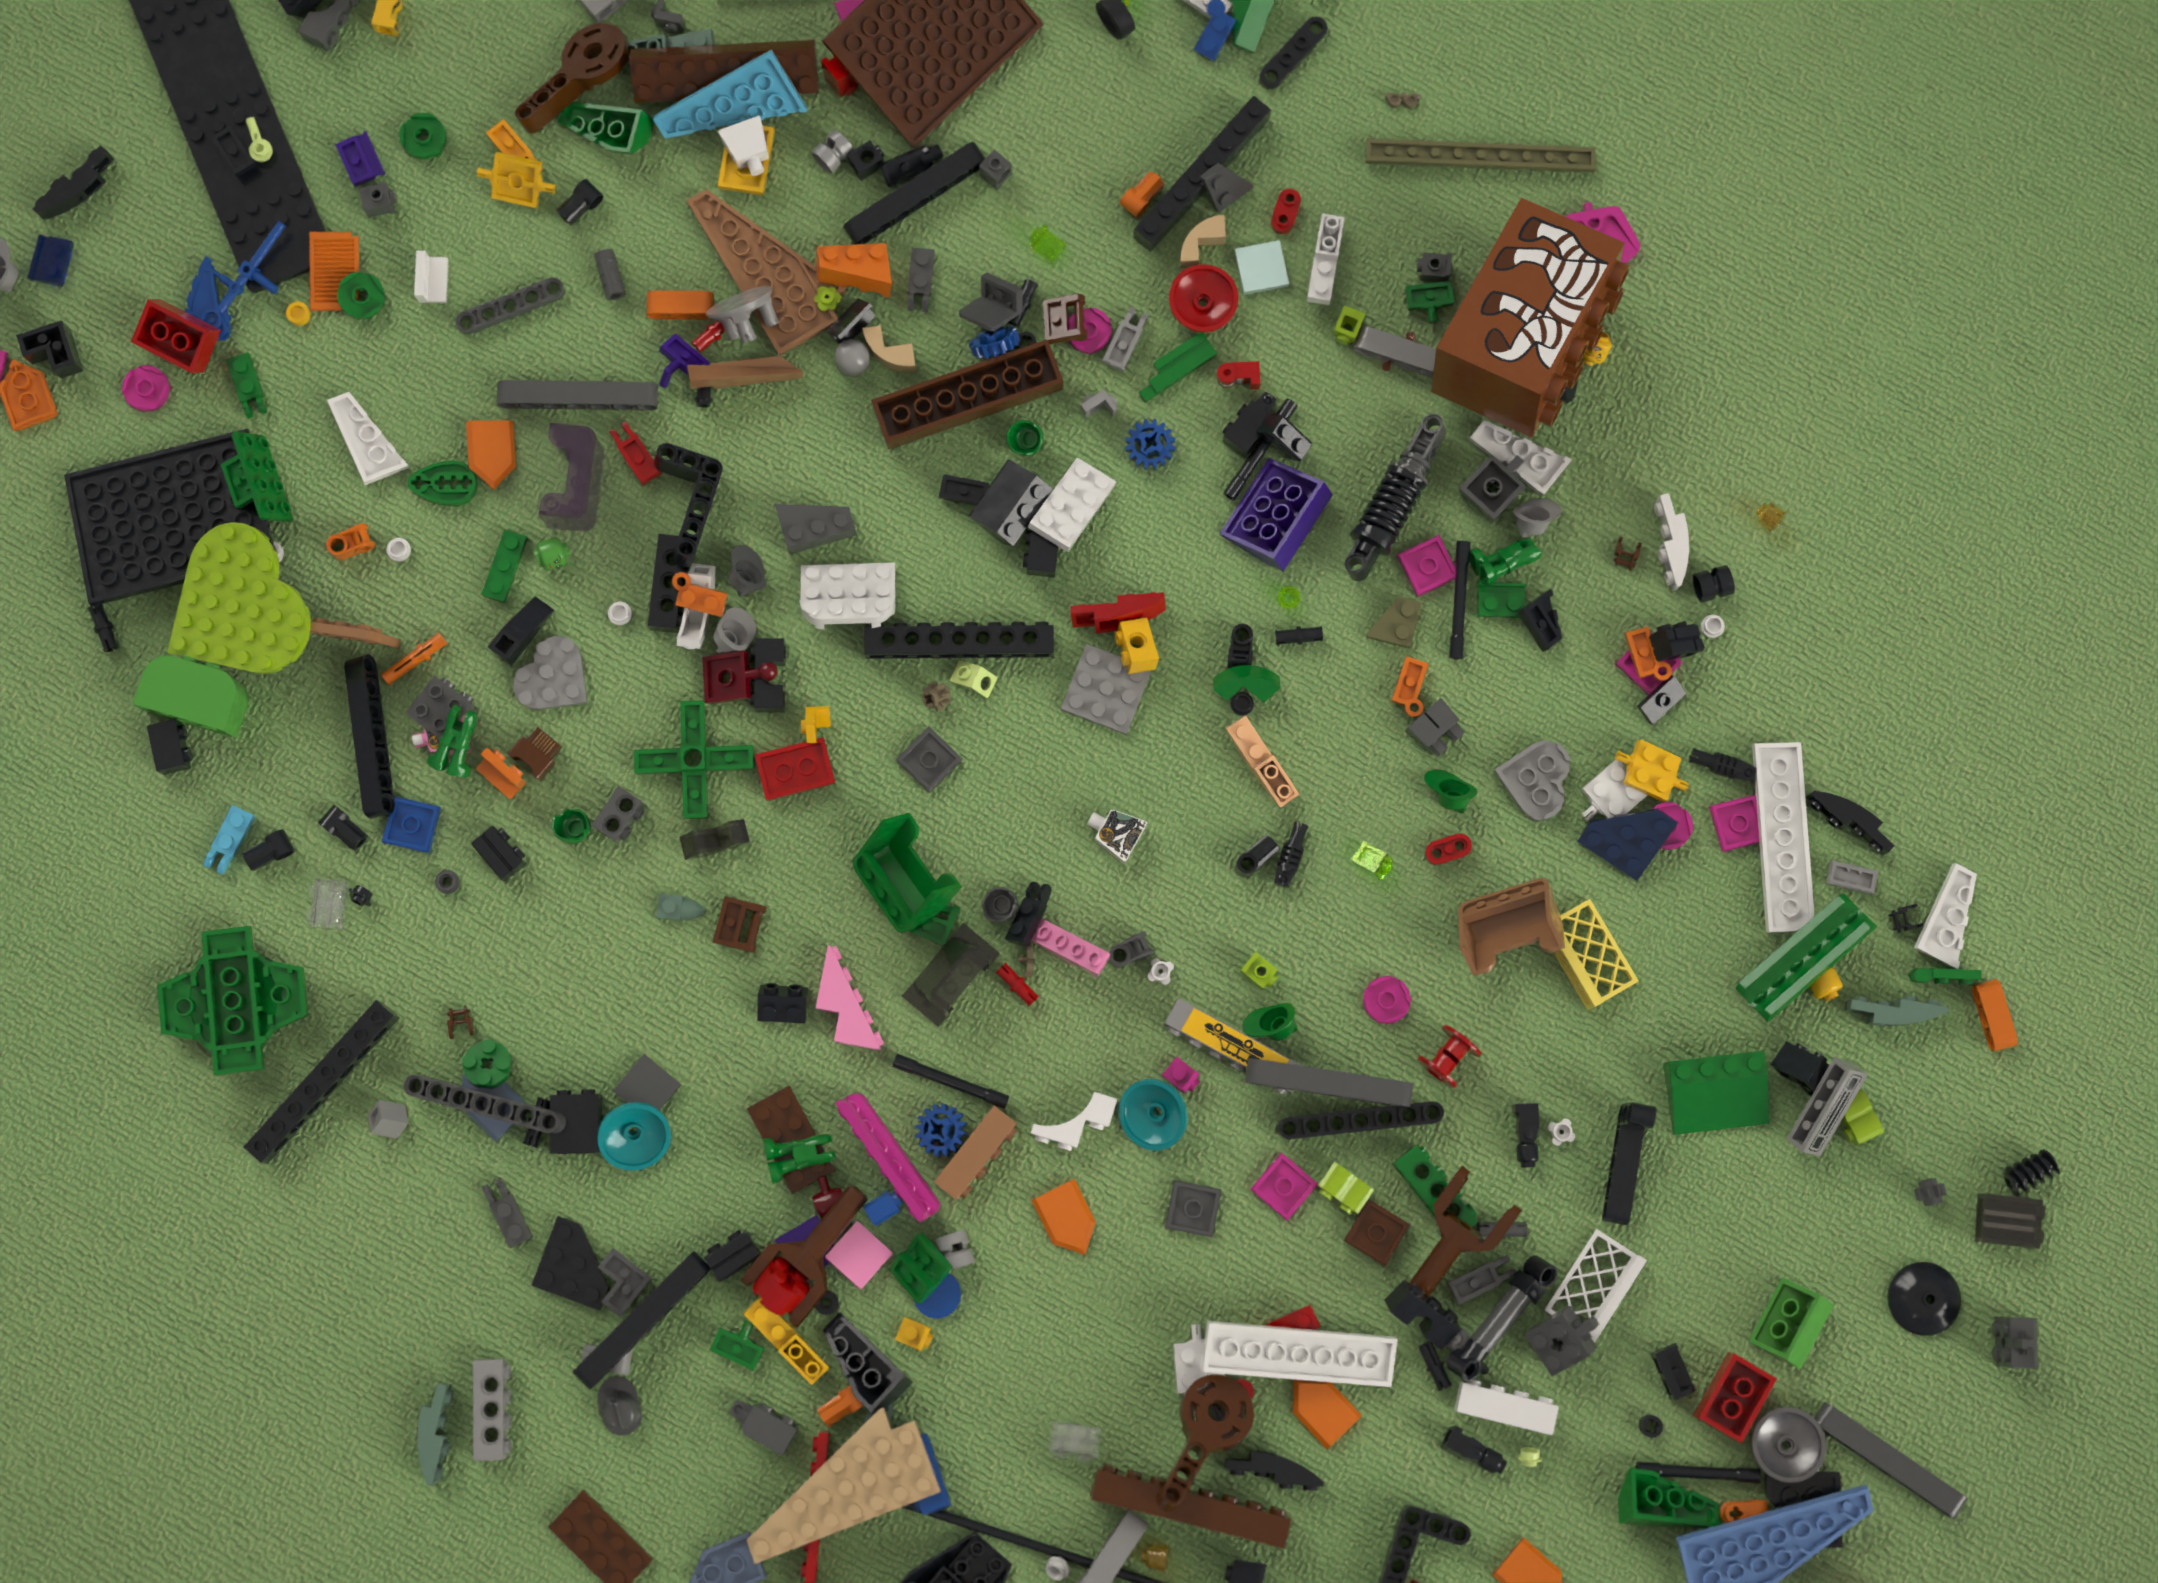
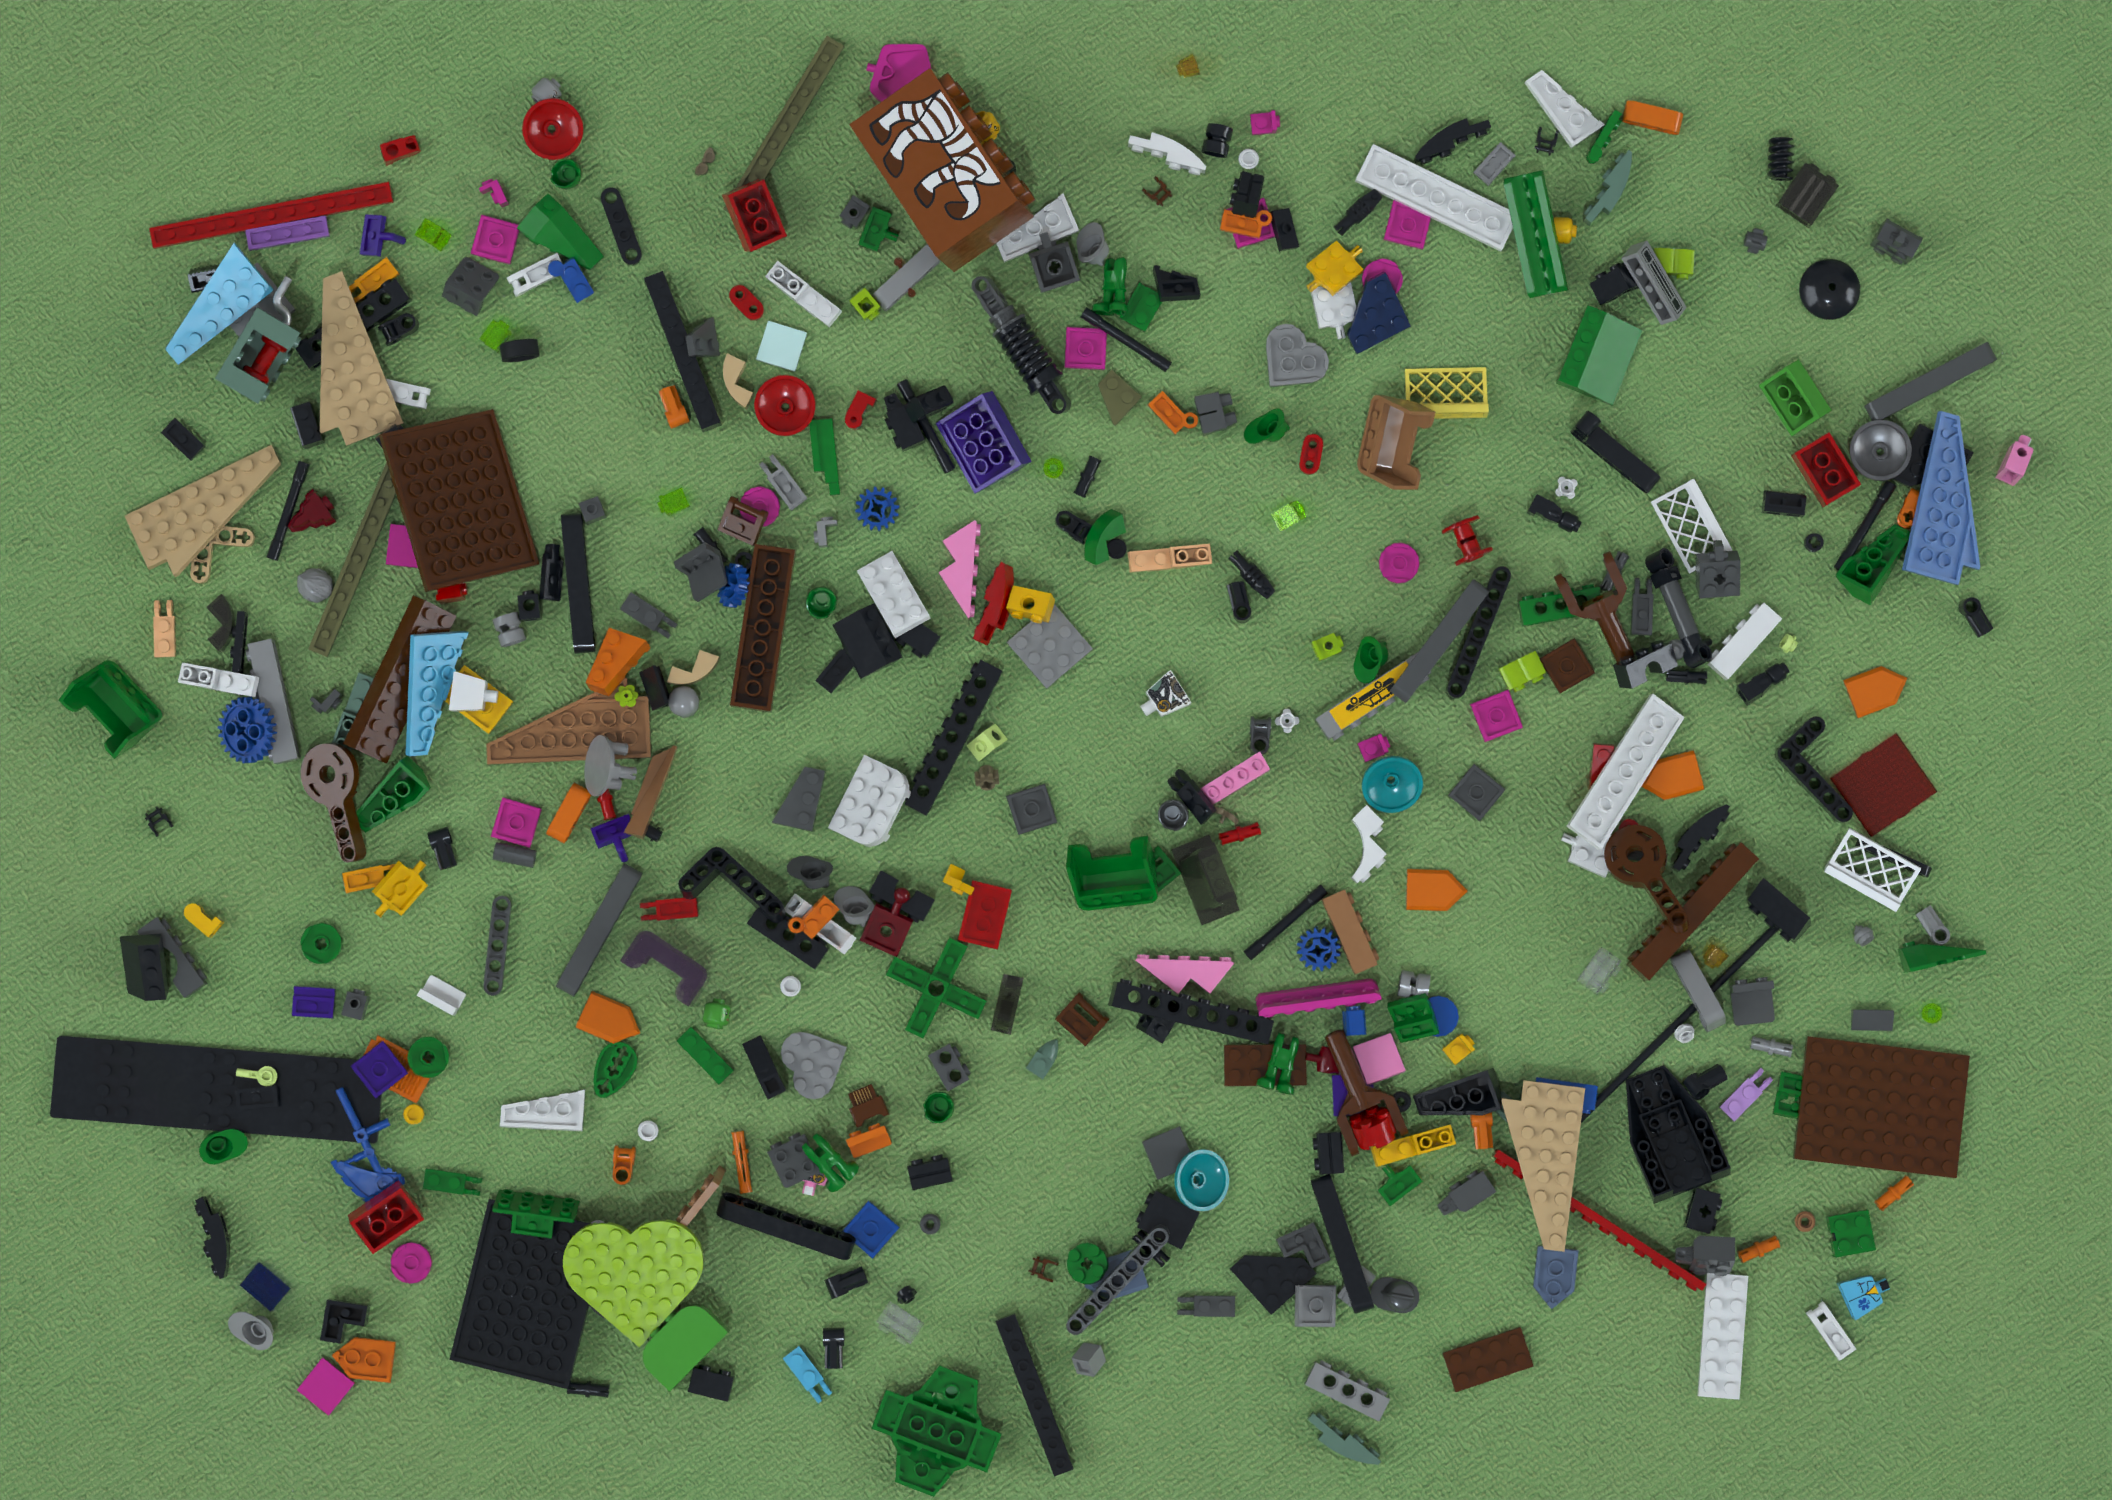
camera: 60 degrees left, 5 degrees up
(168, 144) = (223, 1146): none -> green piece
(322, 253) = (379, 1069): none -> dark purple plate
(563, 1327) = (1315, 1305): none -> light grey tile
(643, 260) = (516, 822): none -> dark pink tile
(818, 1115) = (1119, 998): none -> black brick
(1131, 561) = (960, 574): none -> bright pink slope
(1377, 167) = (754, 215): none -> red brick
(1757, 623) = (1264, 123): none -> dark pink bracket

